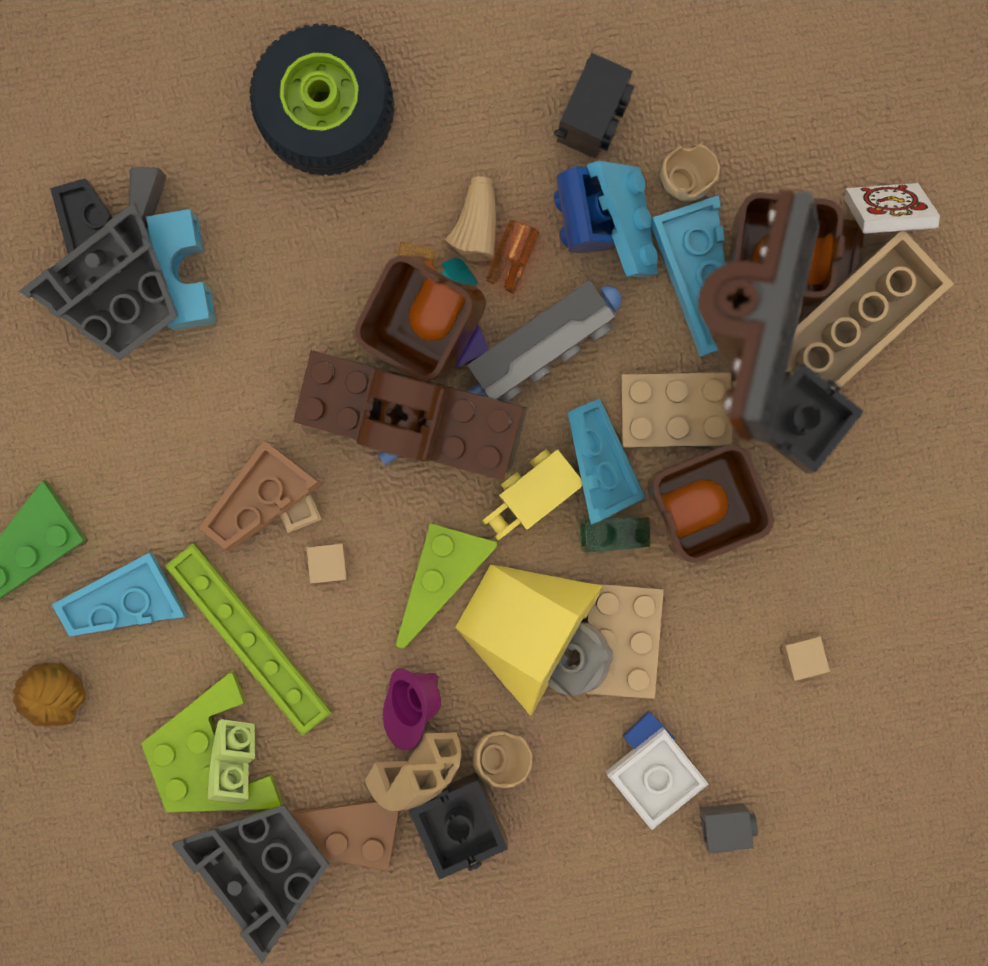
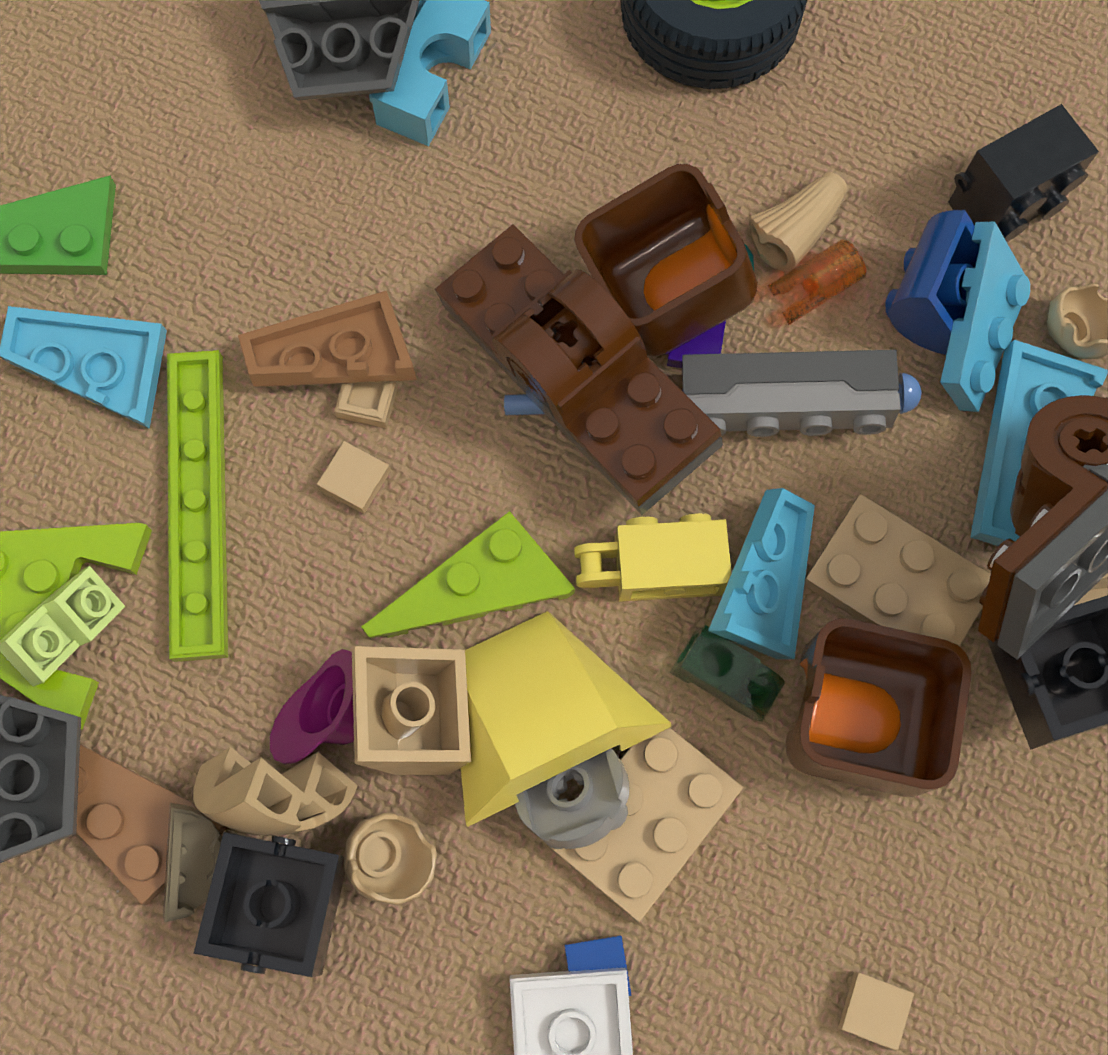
camera: 25 degrees right, 15 degrees down
(398, 833) = (190, 861): none -> dark tan tile
(458, 677) = (410, 710): none -> tan slope

